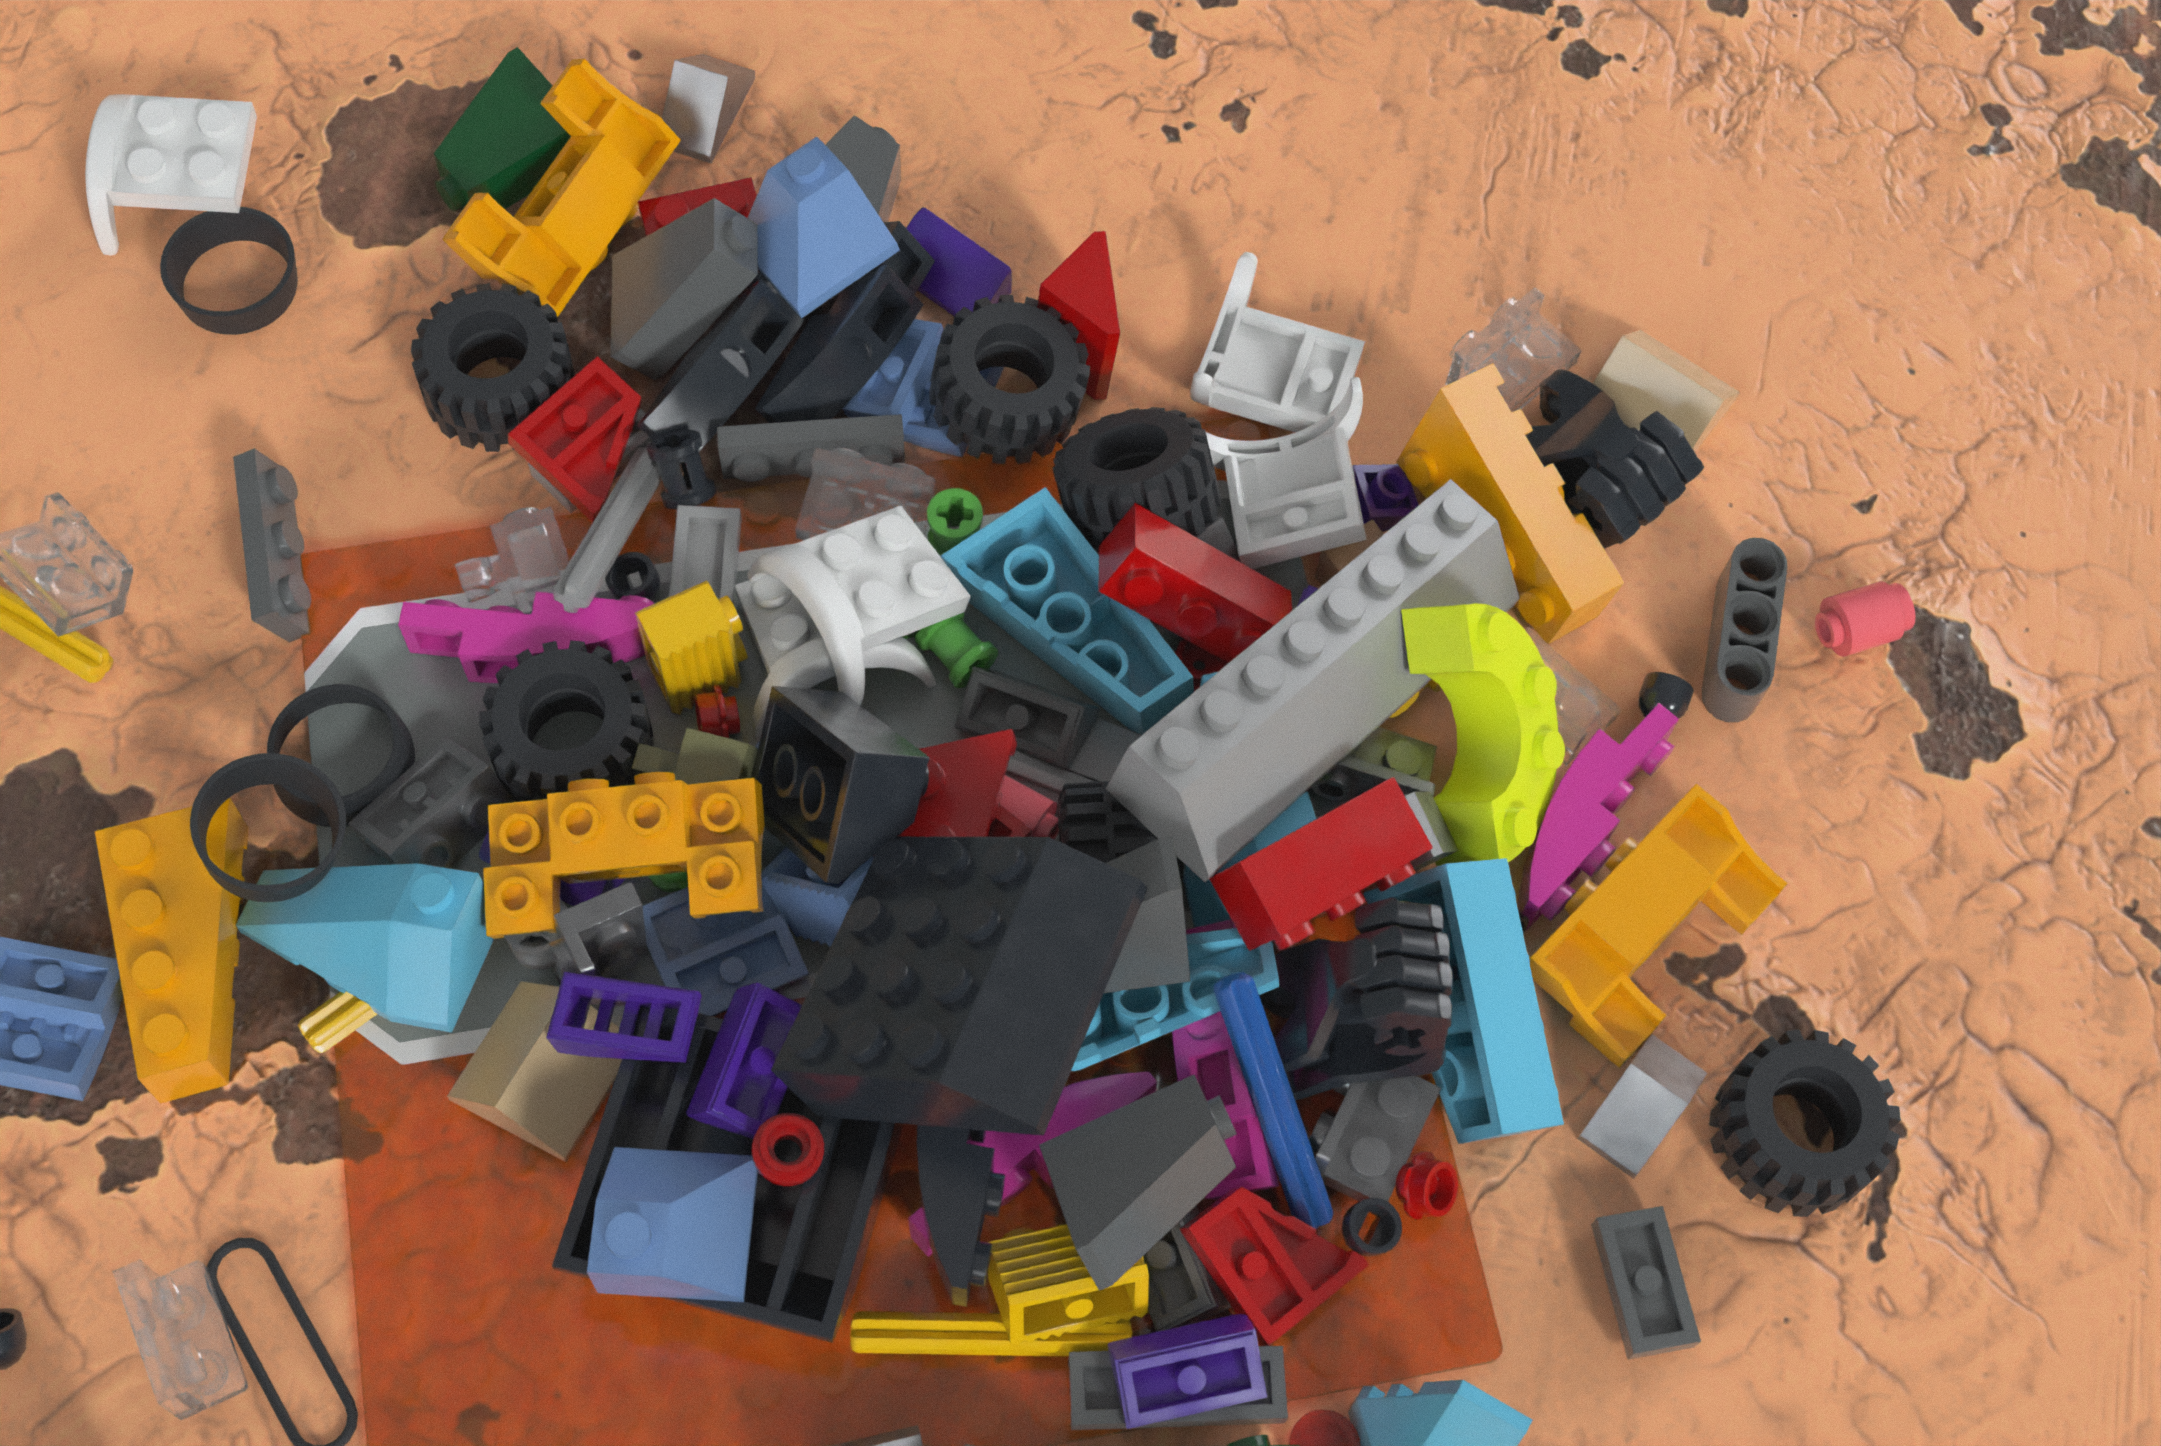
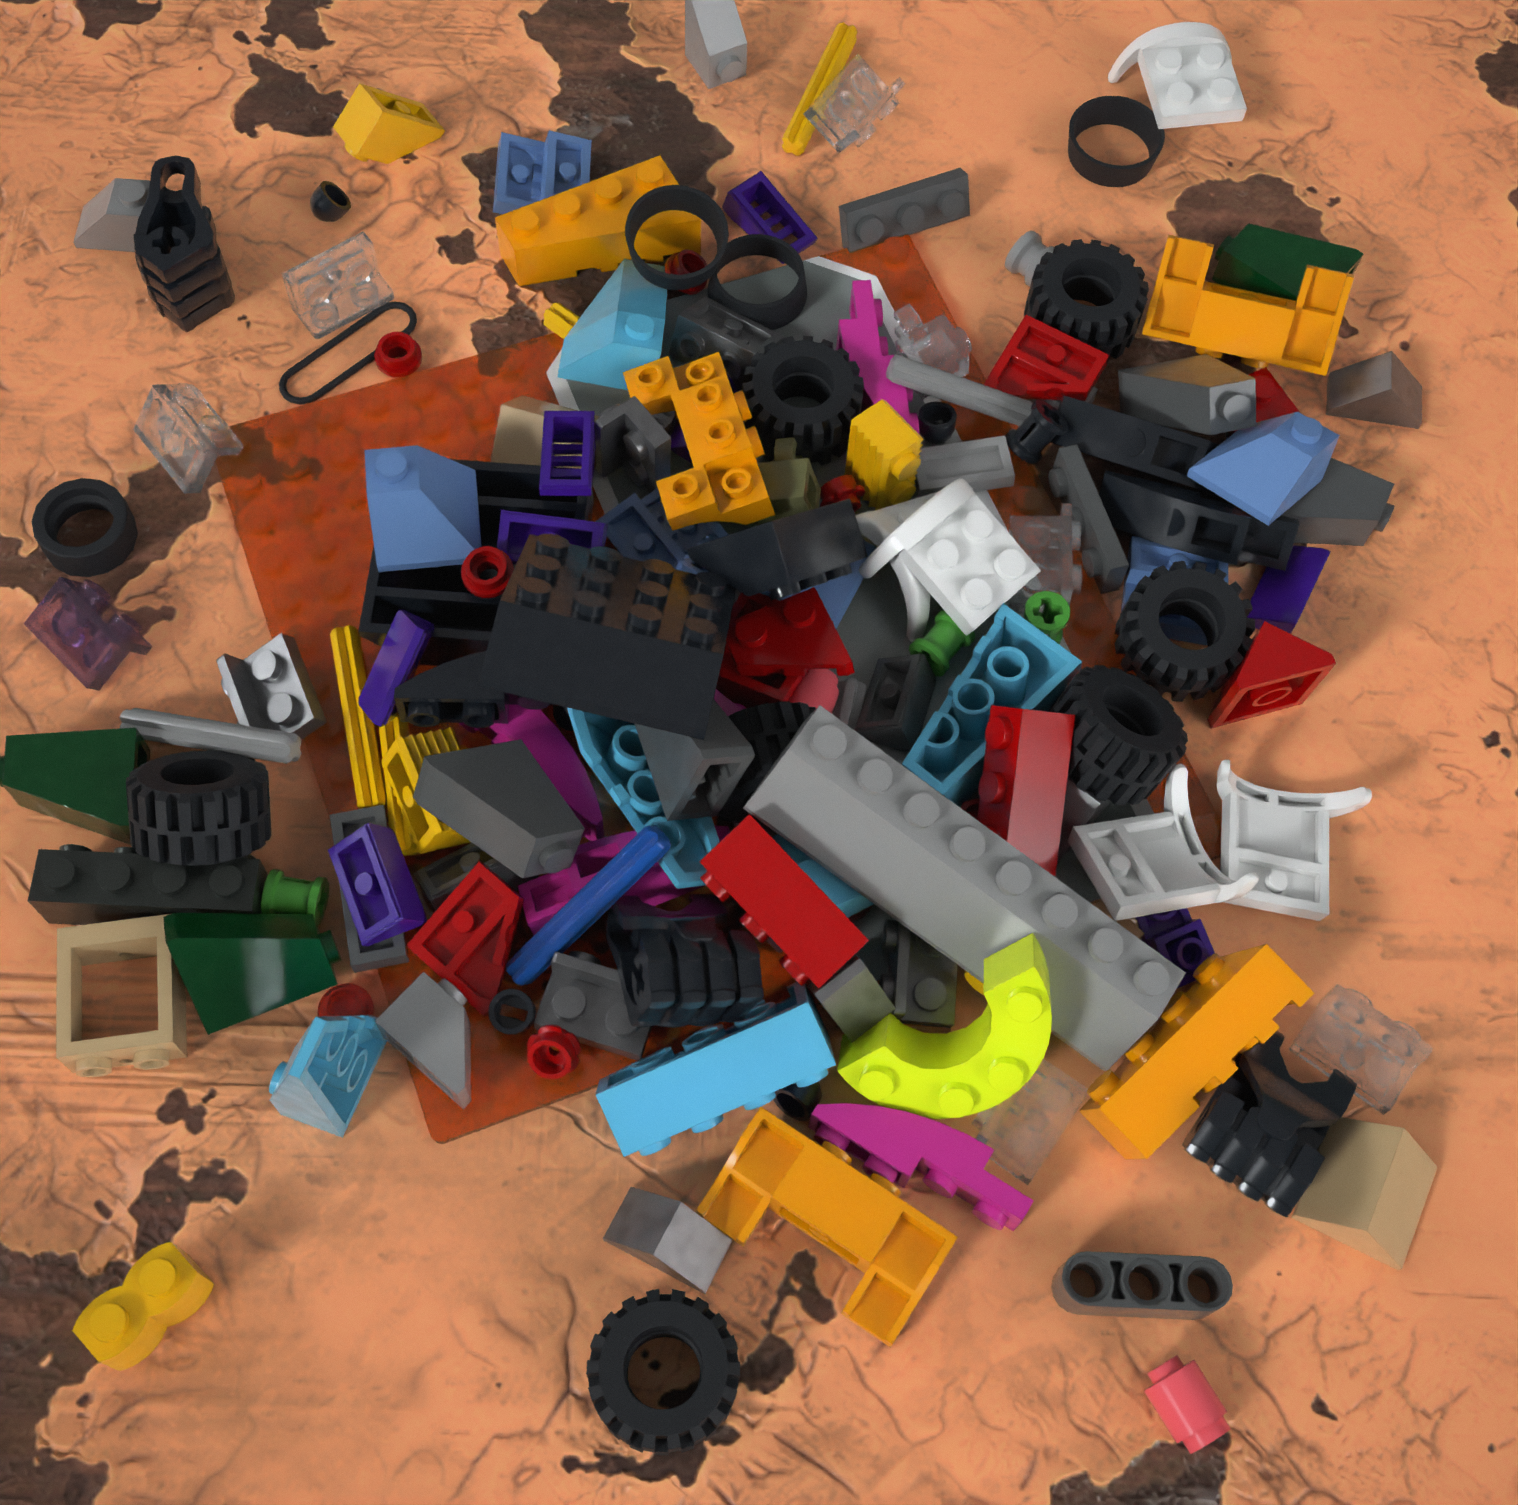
camera: 80 degrees right, 0 degrees up
(230, 740) = (761, 190): none -> dark purple slope
(288, 842) = (686, 262): none -> red plate
(303, 1254) = (398, 345): none -> red plate
(400, 412) = (1026, 255): none -> light grey wheel
(898, 1296) = (394, 665): none -> dark purple slope
(923, 1379) = (359, 728): none -> yellow axle
(1390, 1323) = (433, 1034): none -> light grey slope
(1645, 1282) = (506, 1249): dark grey plate -> none
(1667, 690) = (1050, 1219): black hinge -> none

